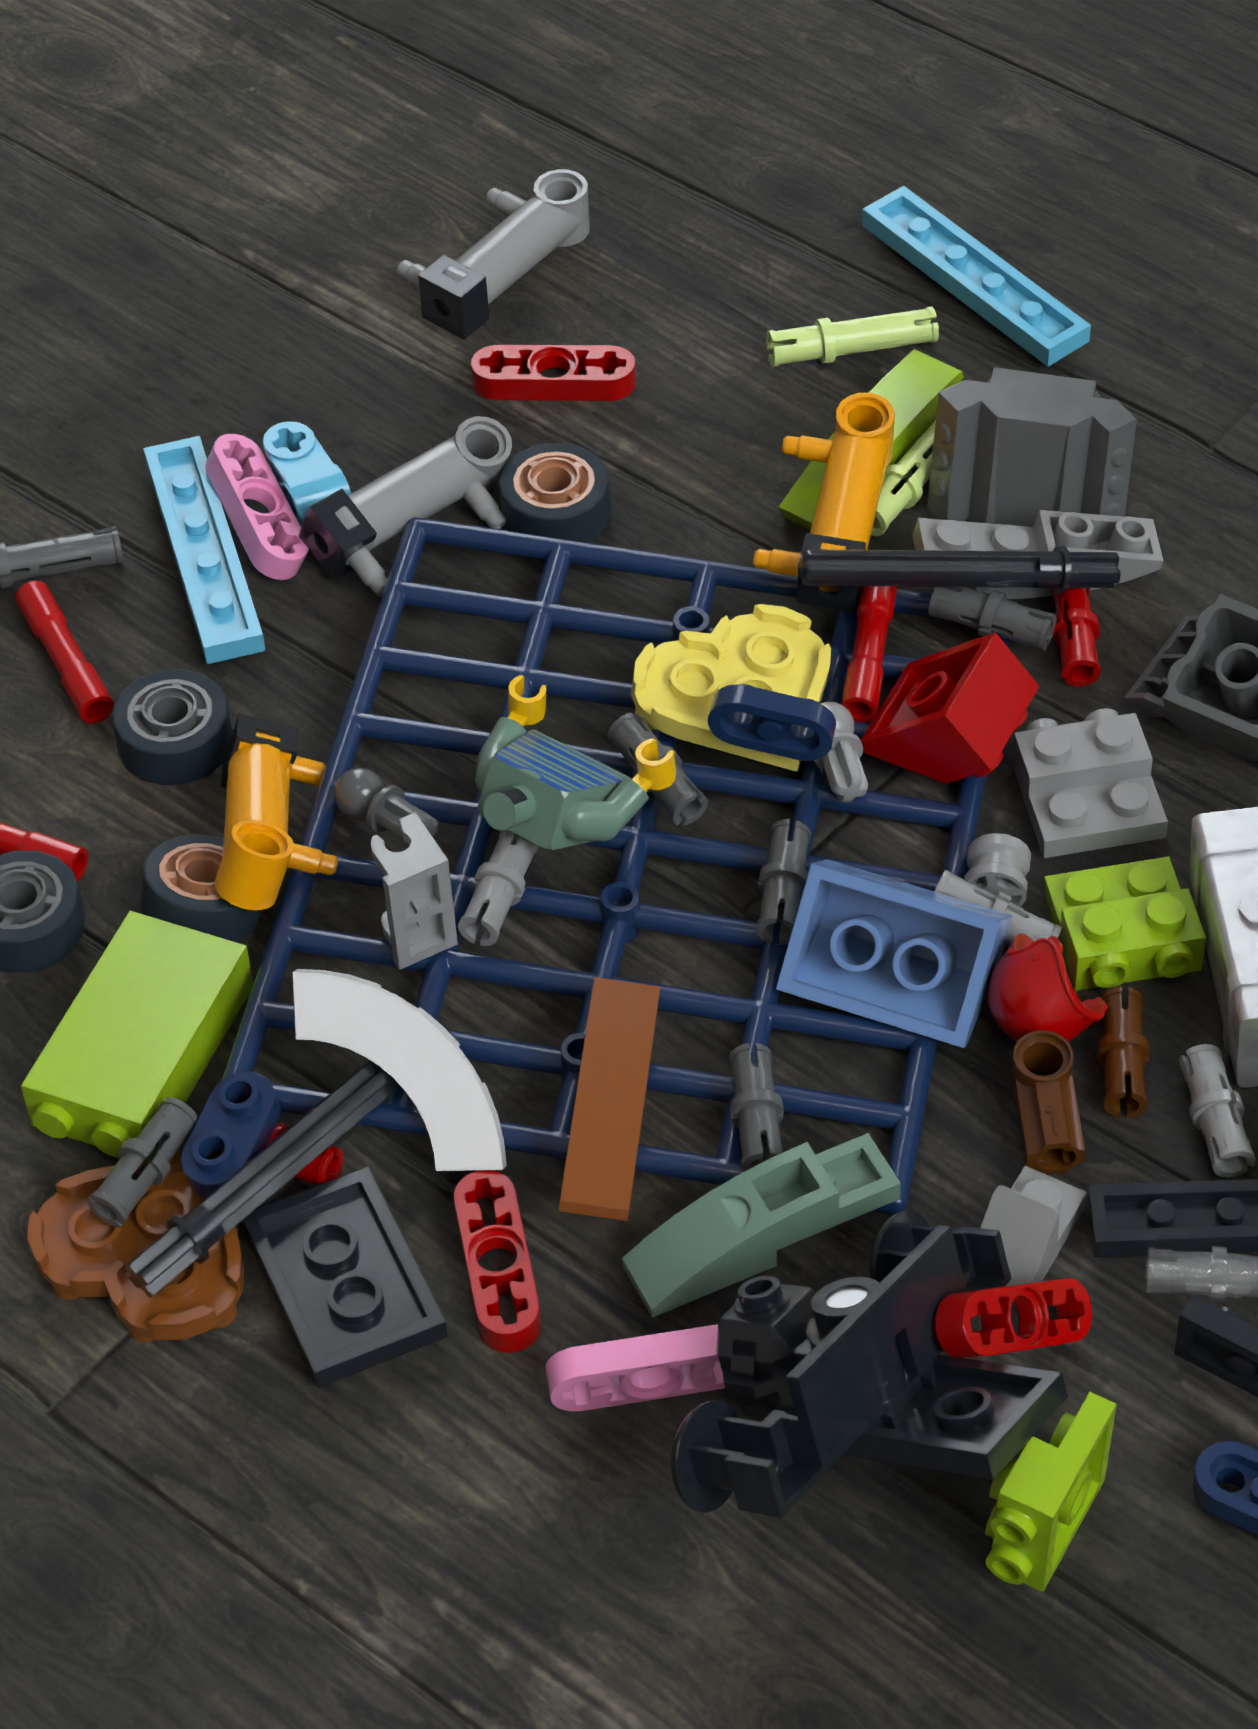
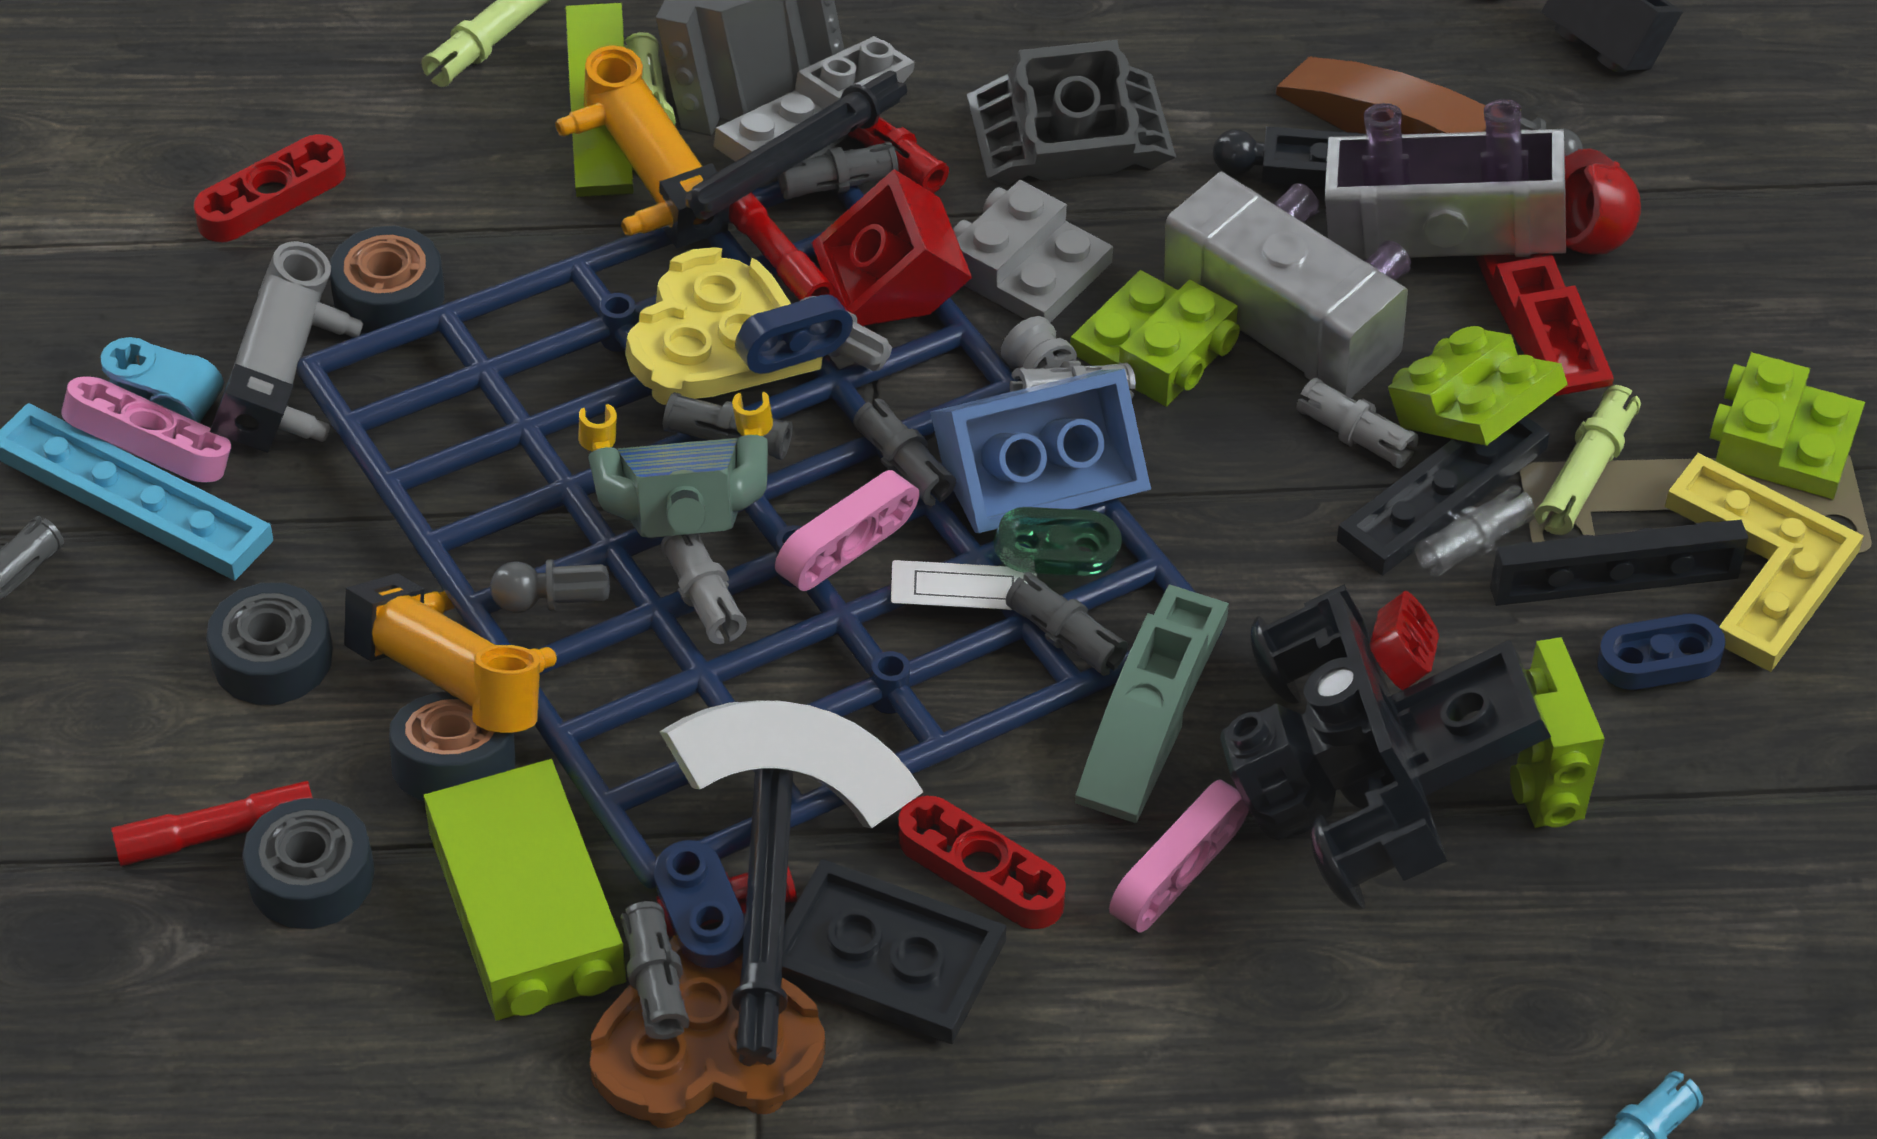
camera: 45 degrees left, 0 degrees up
(76, 674) = (133, 655): red piece -> none
(416, 895) = (672, 621): light grey hinge -> none
(459, 290) = (123, 154): light grey piece -> none
(610, 1099) = (973, 686): dark orange slope -> none
(615, 910) = (846, 530): none -> bright pink beam
(715, 1019) = (952, 584): none -> white sticker
(831, 1036) = (1055, 540): none -> clear green plate
(1033, 1222) = (1318, 566): light grey slope -> none
(1034, 992) = (1176, 414): red helmet -> none
(1047, 1103) = (1235, 483): reddish brown piece -> none
(1124, 1053) = (1254, 424): reddish brown pin -> none

